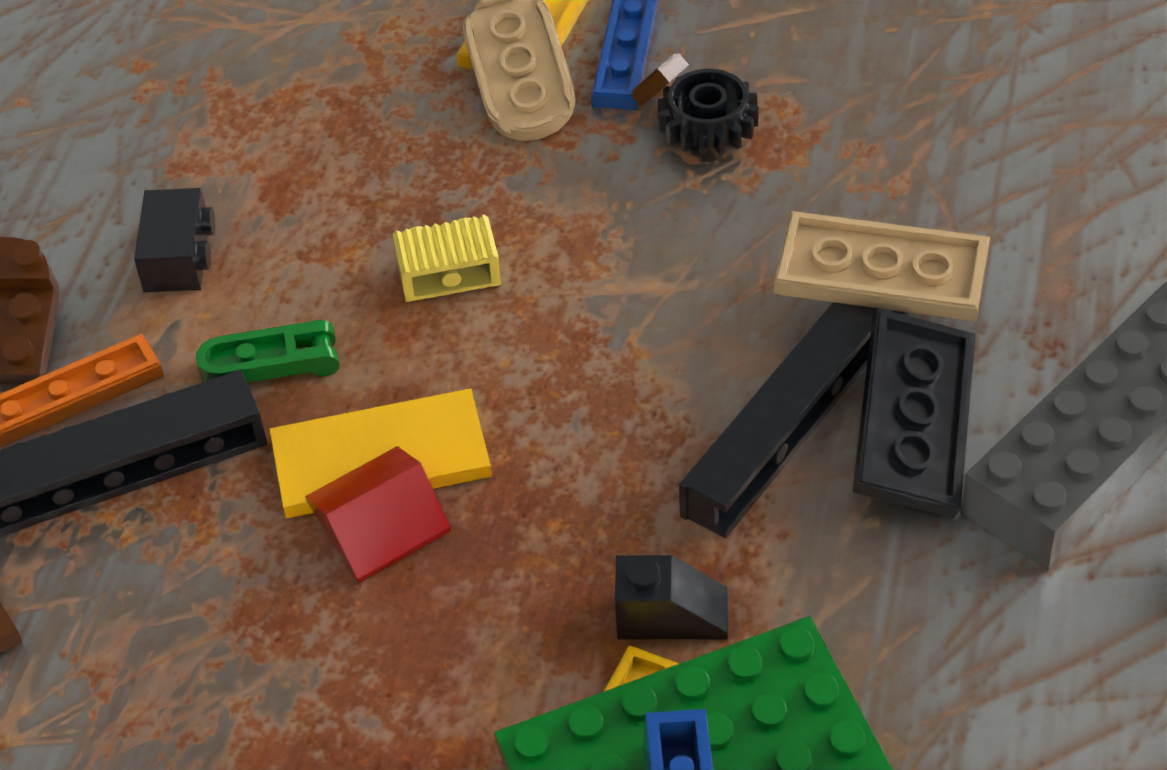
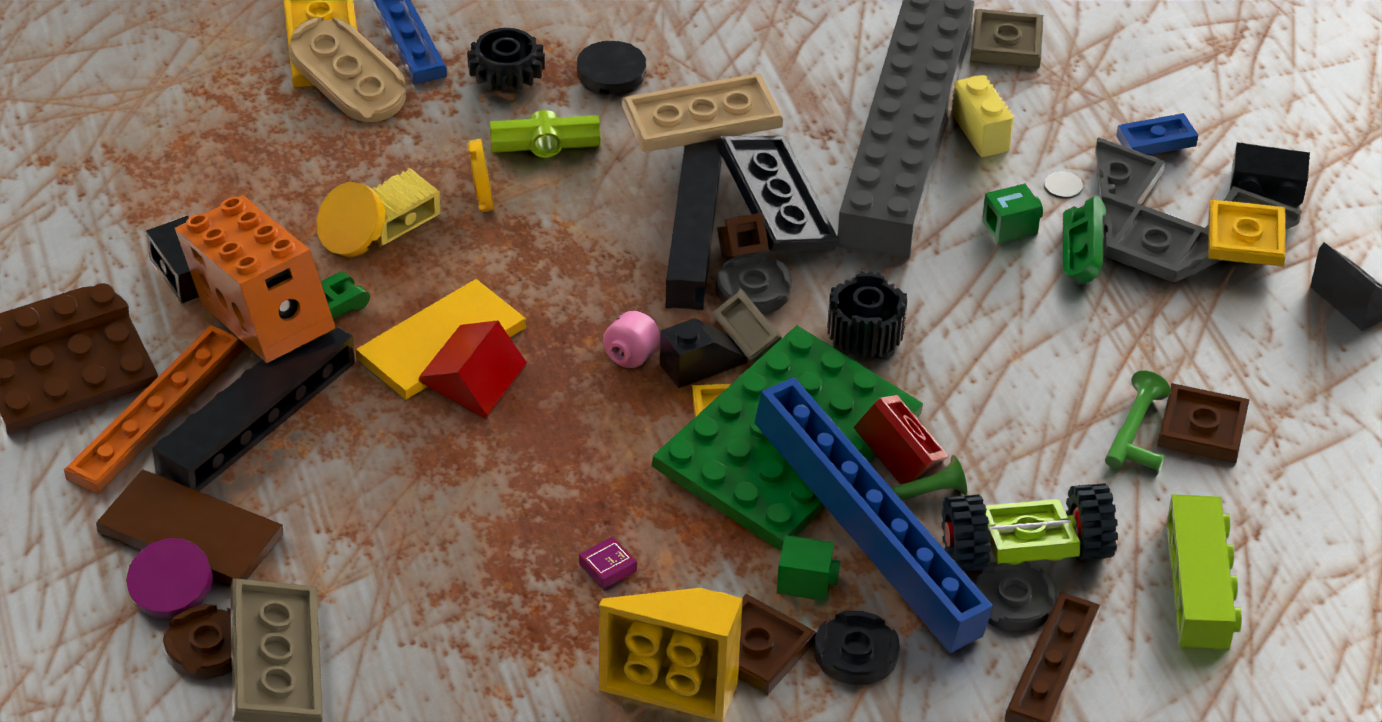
camera: 35 degrees left, 5 degrees down
(182, 299) = (255, 277): none -> orange piece
(375, 257) = (350, 219): none -> yellow tile
(559, 255) = (480, 175): none -> yellow tile
(588, 547) = (631, 339): none -> bright pink head
(659, 79) = (458, 48): reddish brown tile -> none
(687, 224) = (545, 134): none -> lime piece
(753, 588) = (747, 326): none -> dark tan tile
(810, 529) = (763, 281): none -> dark grey tile
(825, 457) = (743, 235): none -> reddish brown brick
(834, 162) = (611, 66): none -> black tile
(913, 641) = (867, 316): none -> black brick

